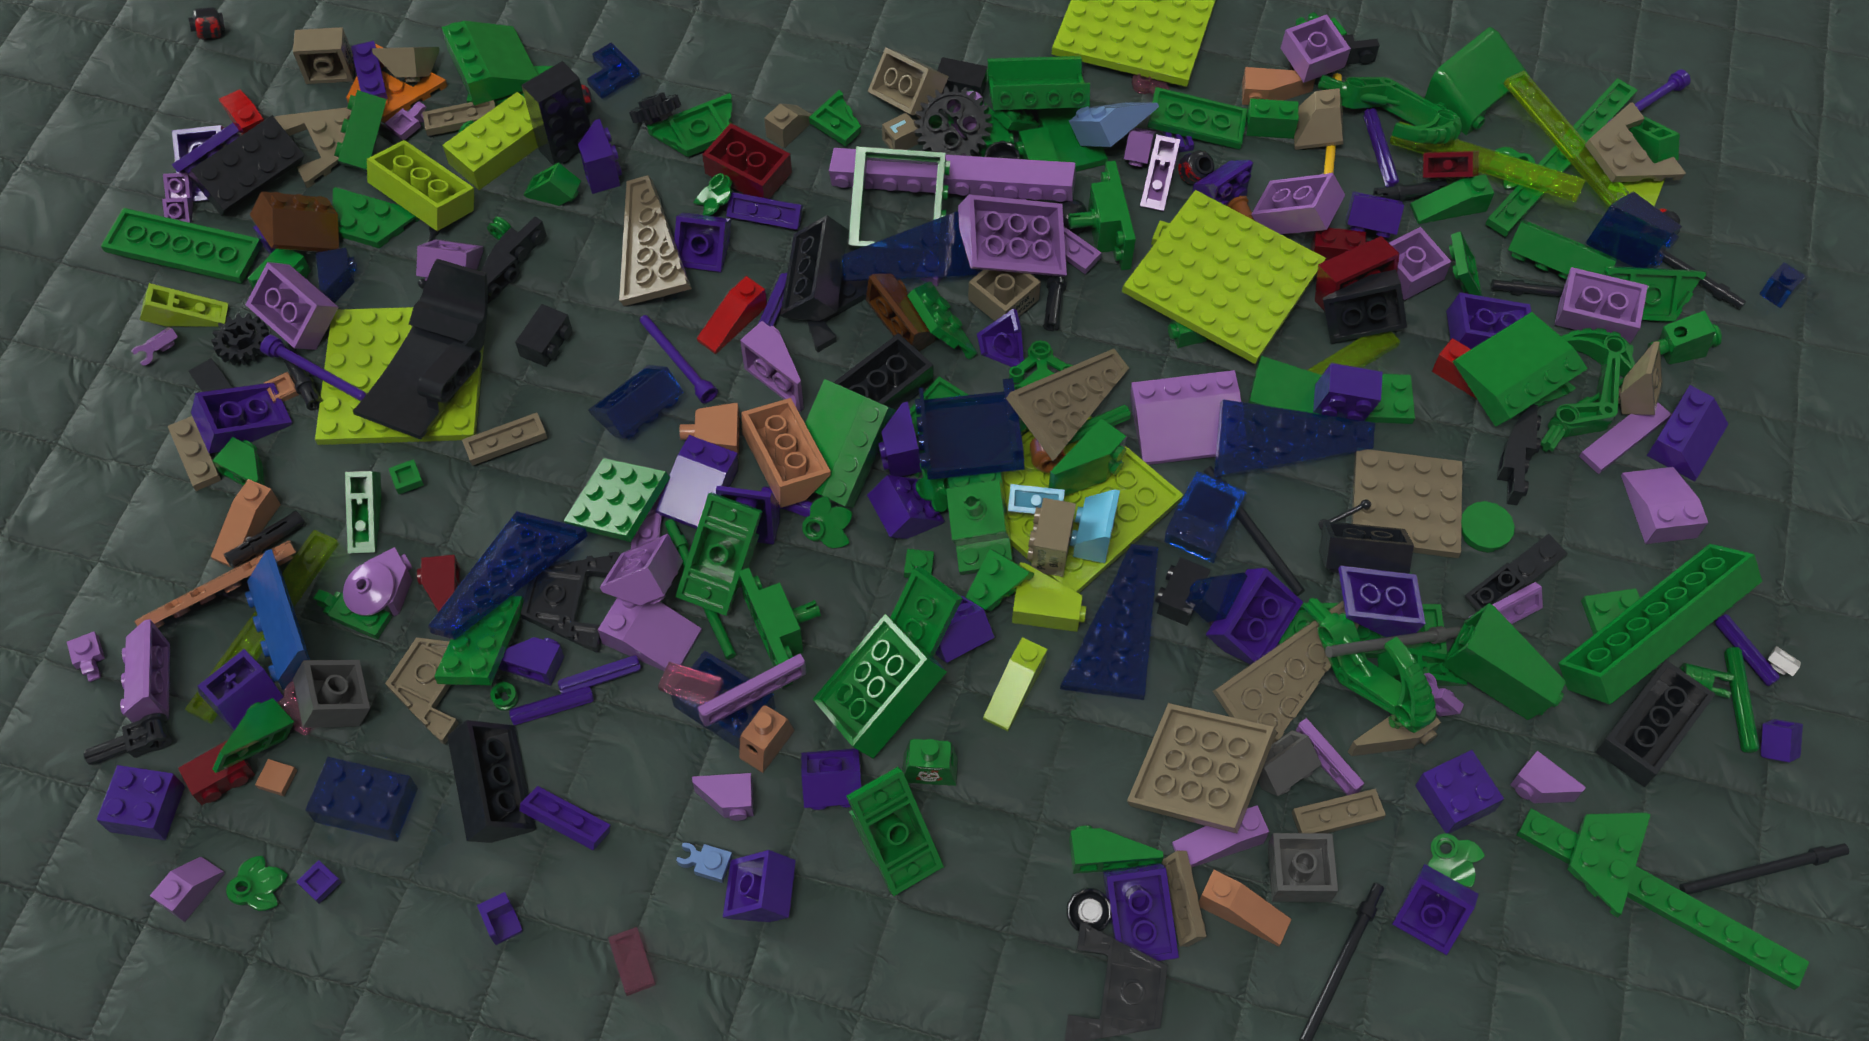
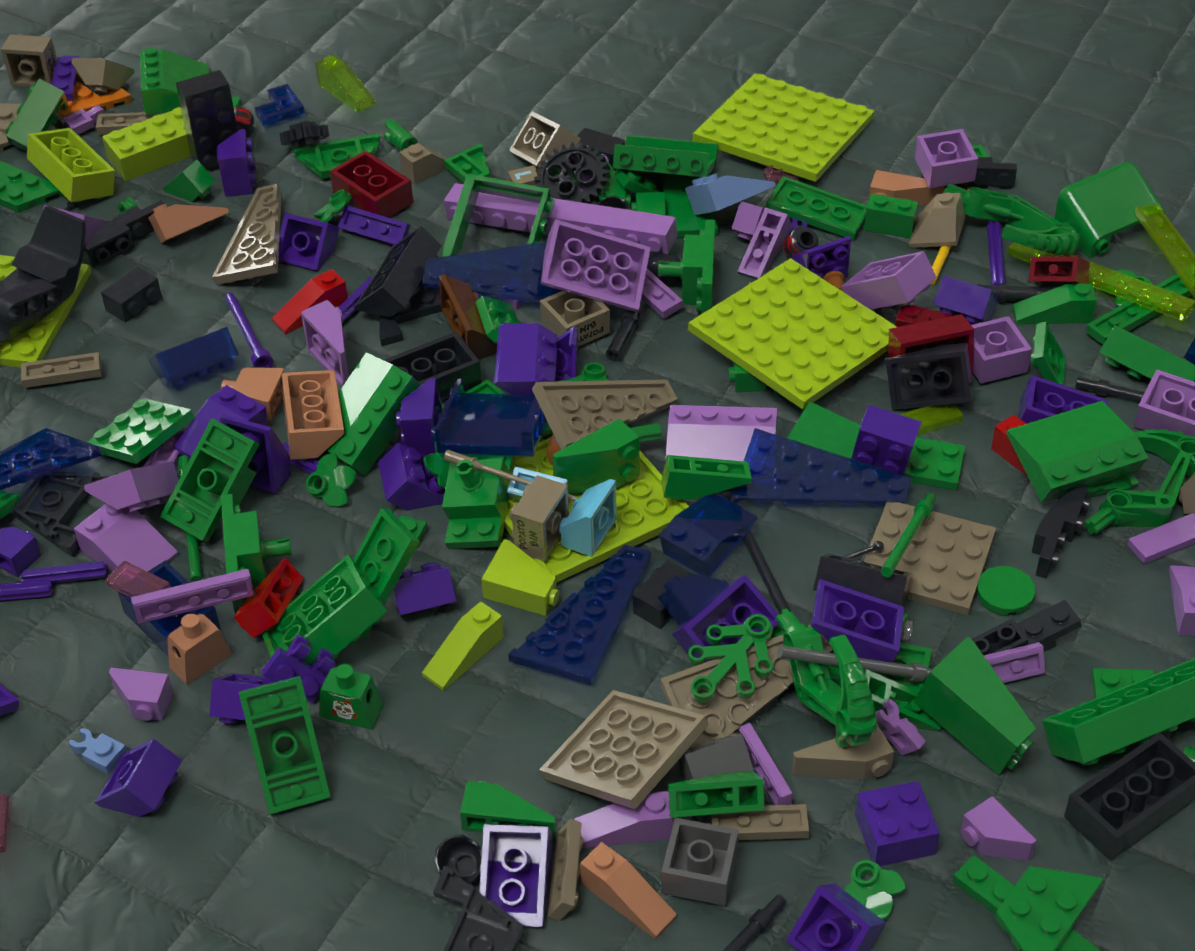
camera: 15 degrees right, 15 degrees down
(559, 238) = (179, 219): none -> nougat slope
(669, 32) = (341, 81): none -> clear neon green slope
(752, 93) = (398, 135): none -> green hinge
(820, 679) = (269, 599): none -> red slope
(878, 744) = (291, 664): none -> dark purple plate
(962, 490) = (454, 457): none -> dark tan piece
(976, 353) = (524, 357): none -> dark purple slope
(996, 580) = (474, 551): green wing -> none
(1186, 461) = (698, 477): none -> green slope
(1277, 654) = (732, 655): none -> green plant
(1304, 799) = (717, 794): none -> green slope
(1396, 460) = (921, 511): none -> green bar

